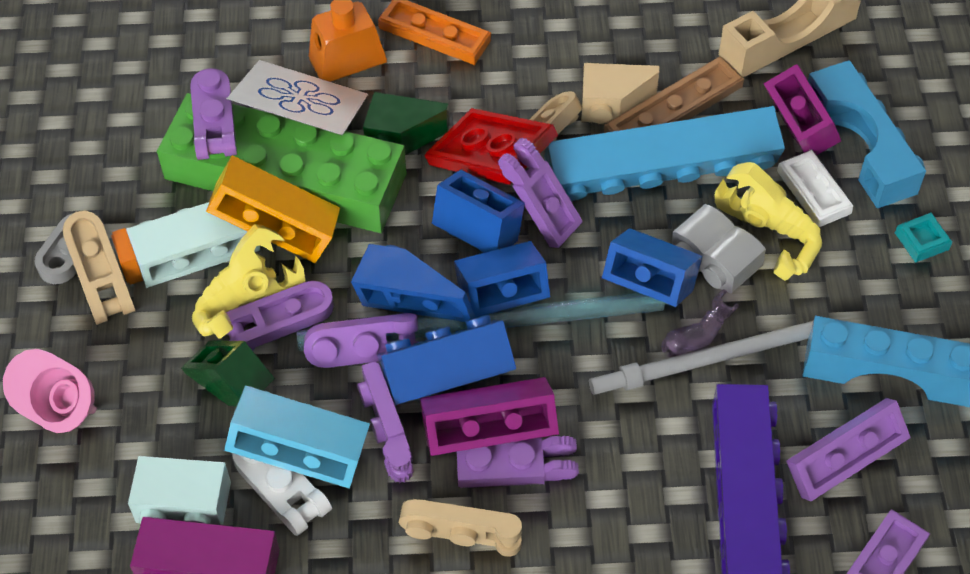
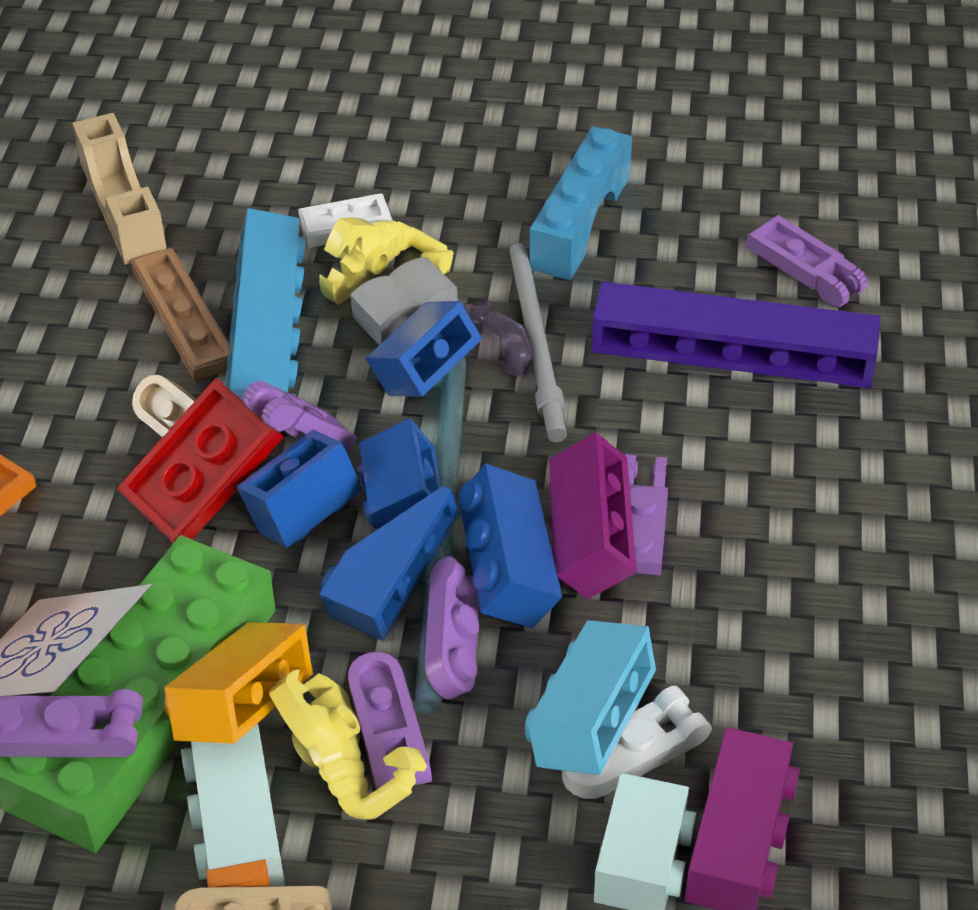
camera: 80 degrees left, 10 degrees down
(226, 369) = (464, 778): dark green slope -> none
(387, 424) = (561, 617): medium lavender hinge -> none
(406, 120) = (116, 551): dark green slope -> none
(462, 525) = (726, 561): tan plate -> none
(615, 89) = (148, 348): tan slope -> none
(802, 111) = (234, 191): magenta brick -> none
(848, 449) = (671, 250): medium lavender plate -> none
(891, 168) = (333, 159): dark azure arch -> none
(923, 237) = (427, 162): teal tile -> none

